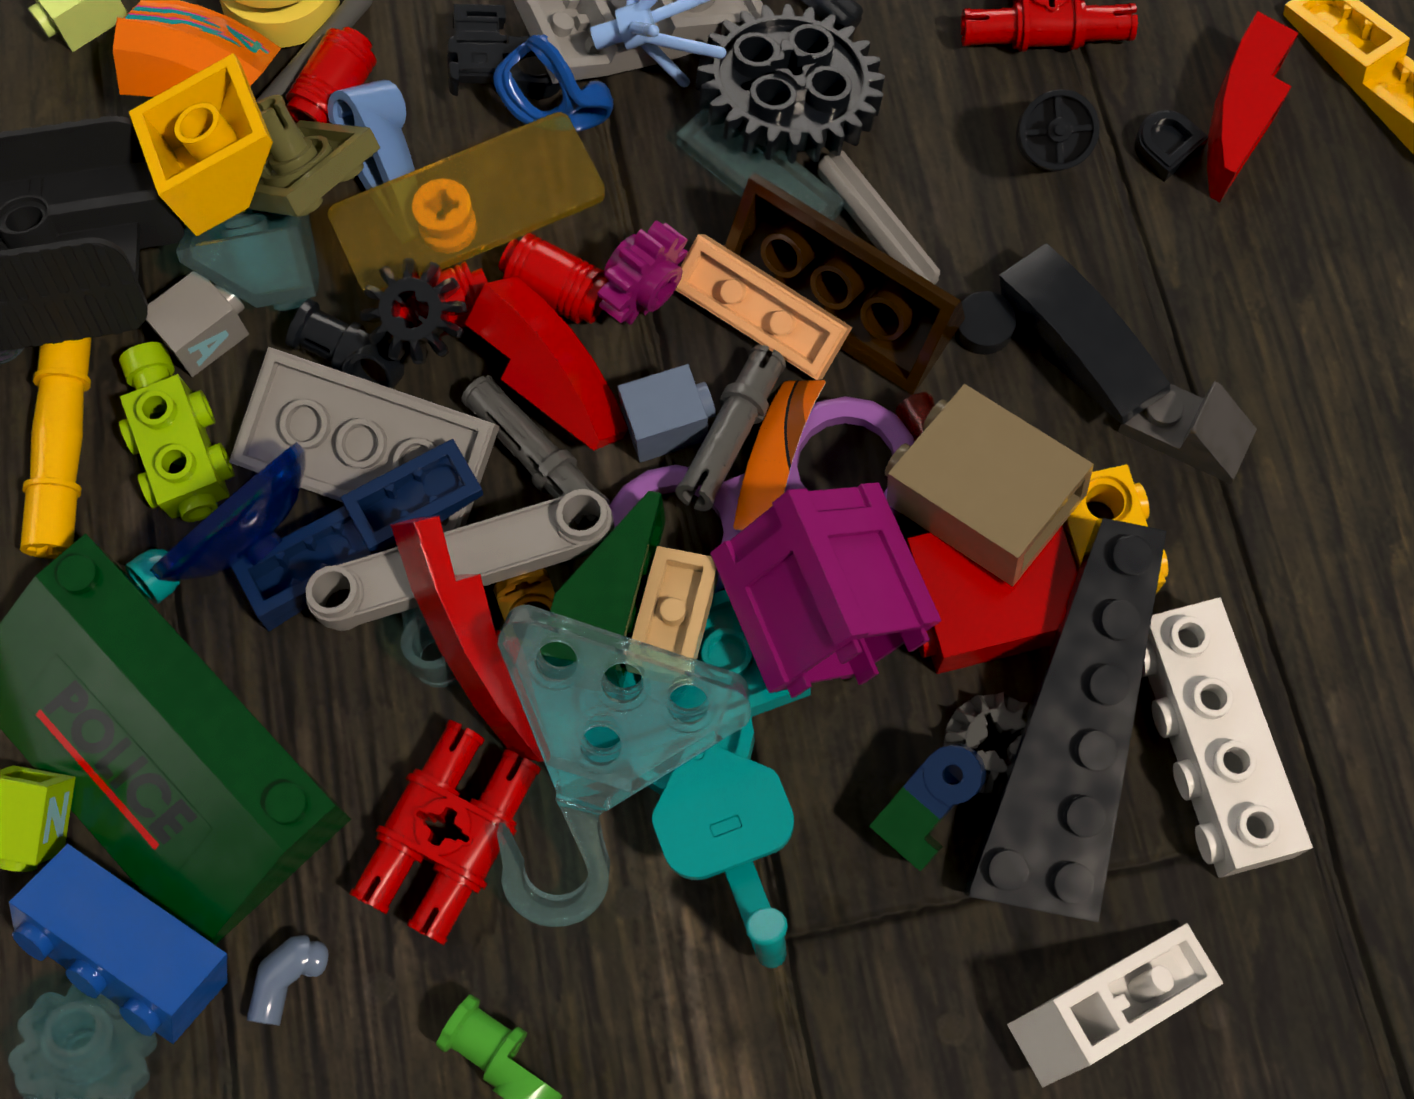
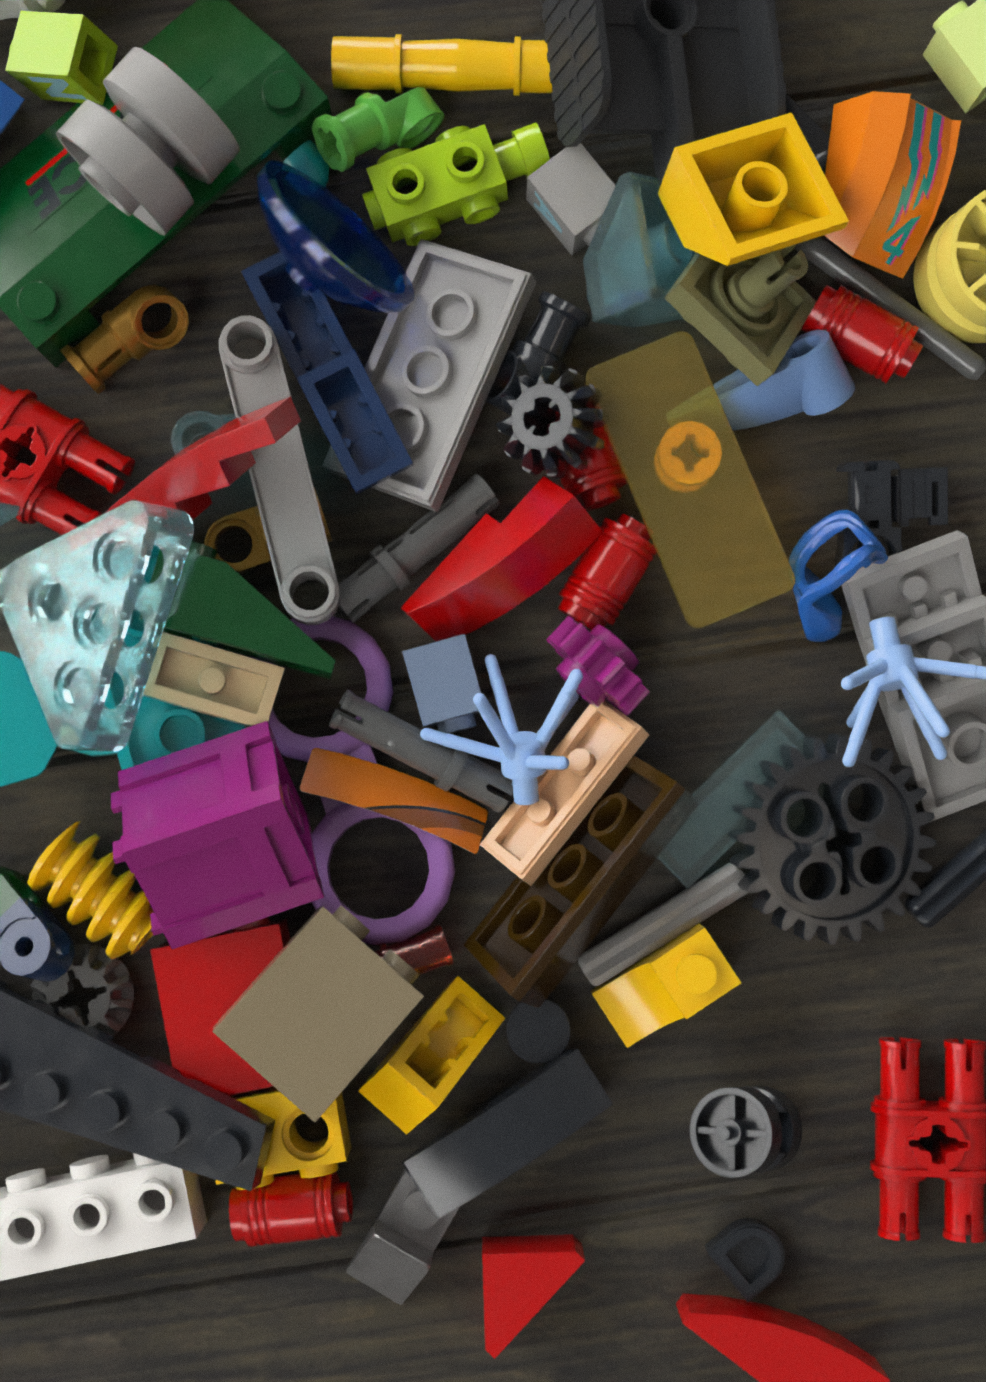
camera: 90 degrees right, 15 degrees up
(115, 506) = (377, 125): none -> bright green connector
(126, 672) = (161, 129): none -> light grey wheel
(321, 735) = (123, 337): none -> pearl gold connector
(726, 330) = (518, 751): none -> light blue plant
(890, 718) = (94, 892): none -> yellow piece
(932, 206) = (666, 985): none -> yellow arch
(1029, 390) = (432, 1056): none -> yellow arch
(1182, 510) = (291, 1210): none -> red head
(1220, 320) = (521, 1279): none -> red slope

